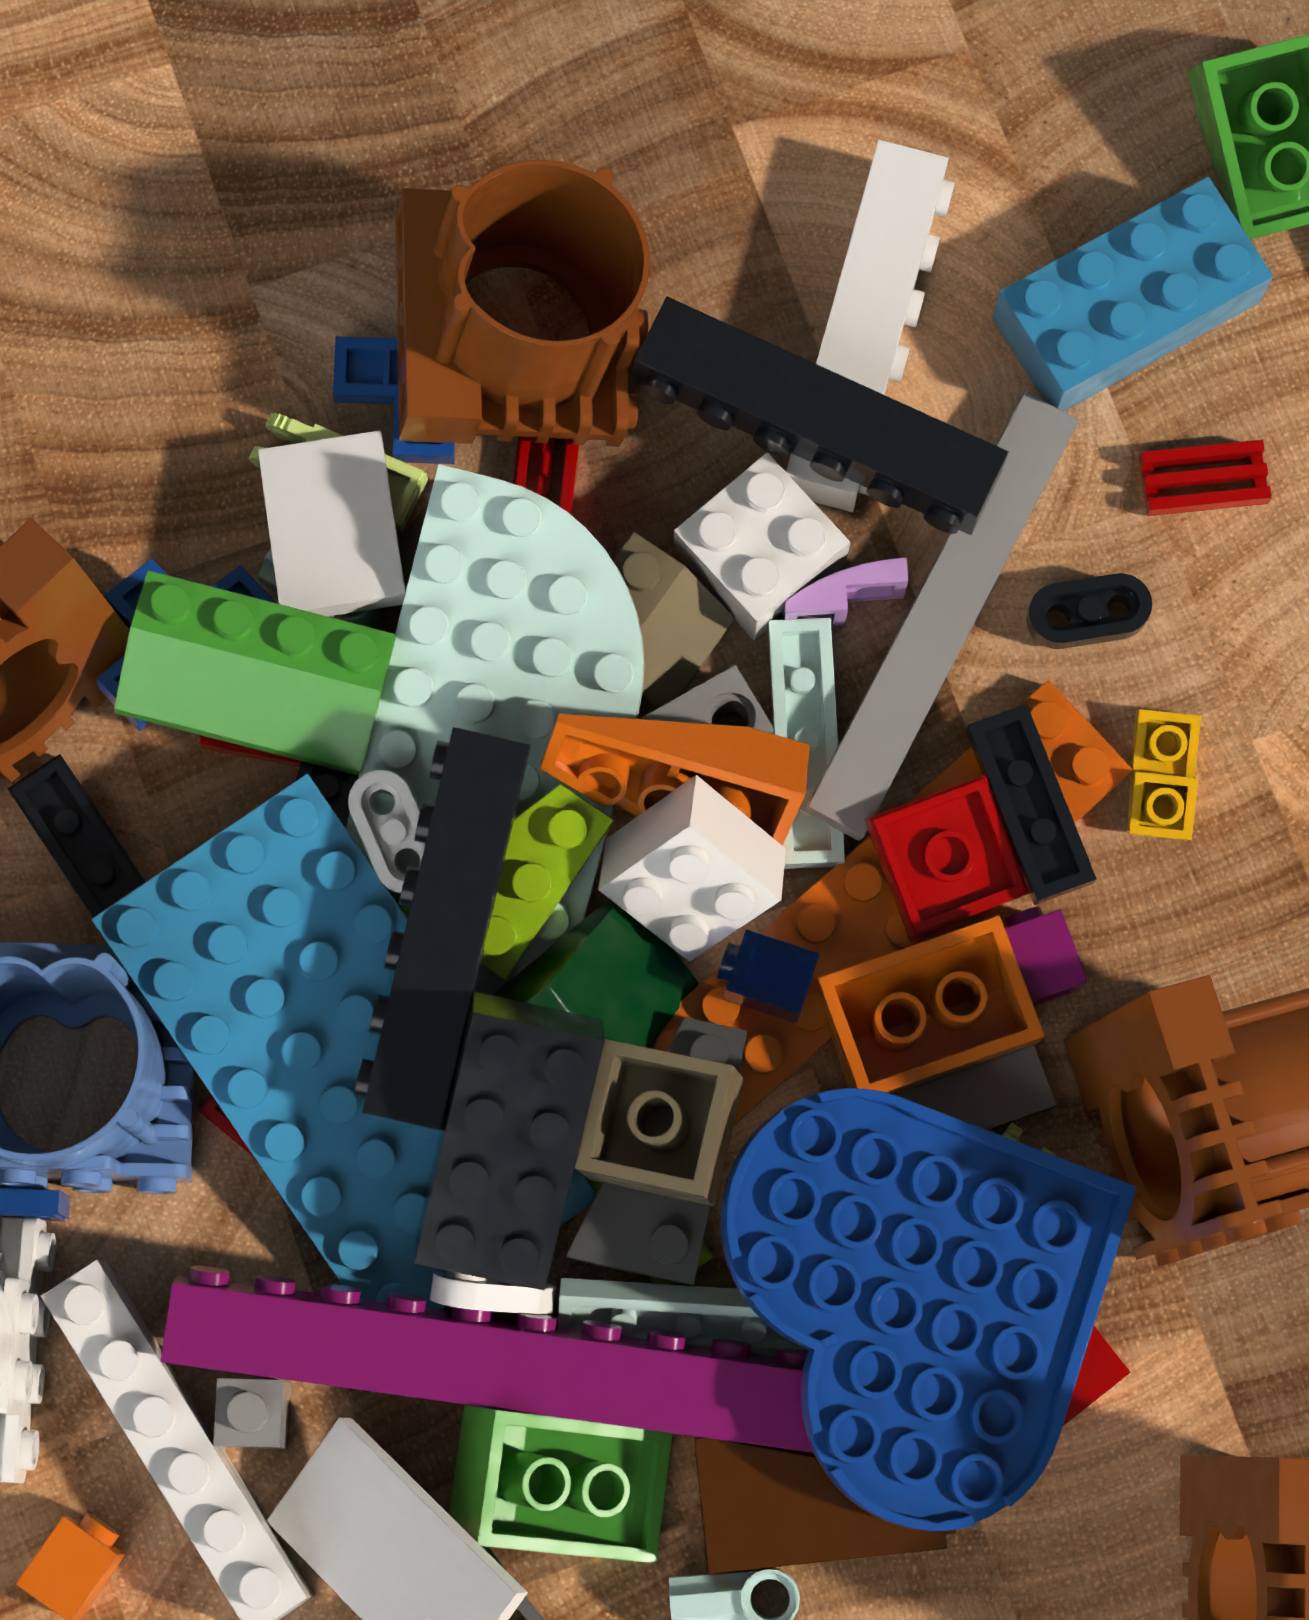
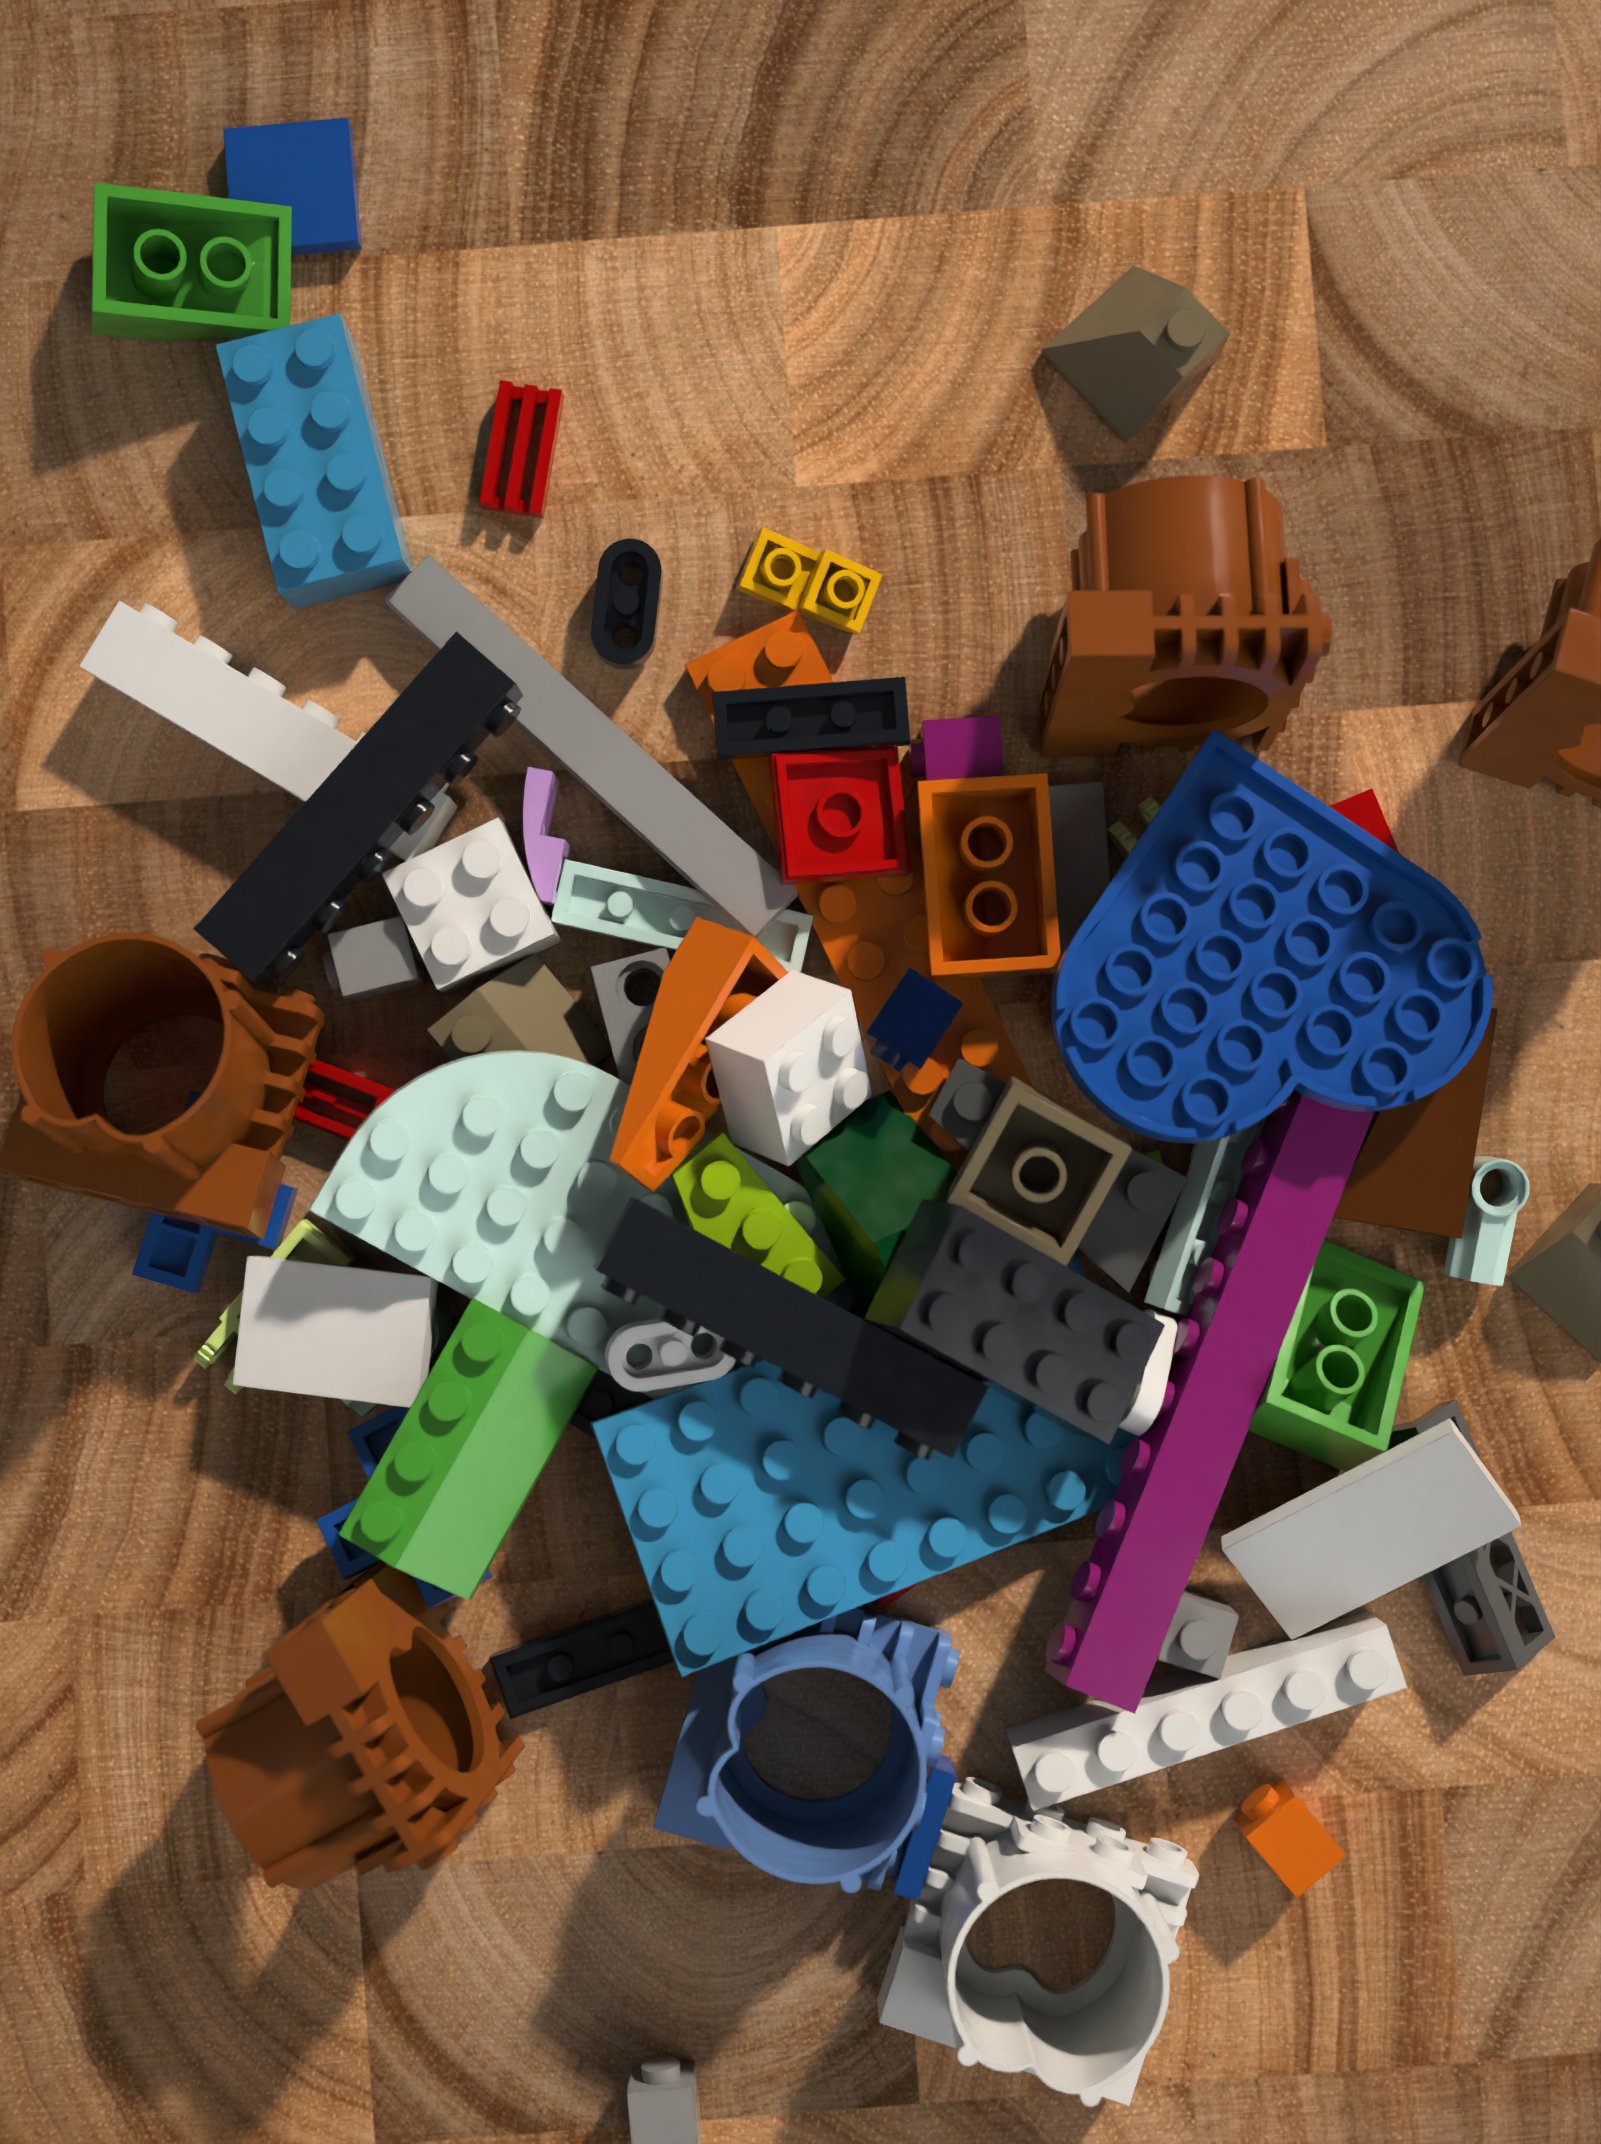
camera: 70 degrees left, 10 degrees up
(684, 469) = (373, 959): none -> light grey brick

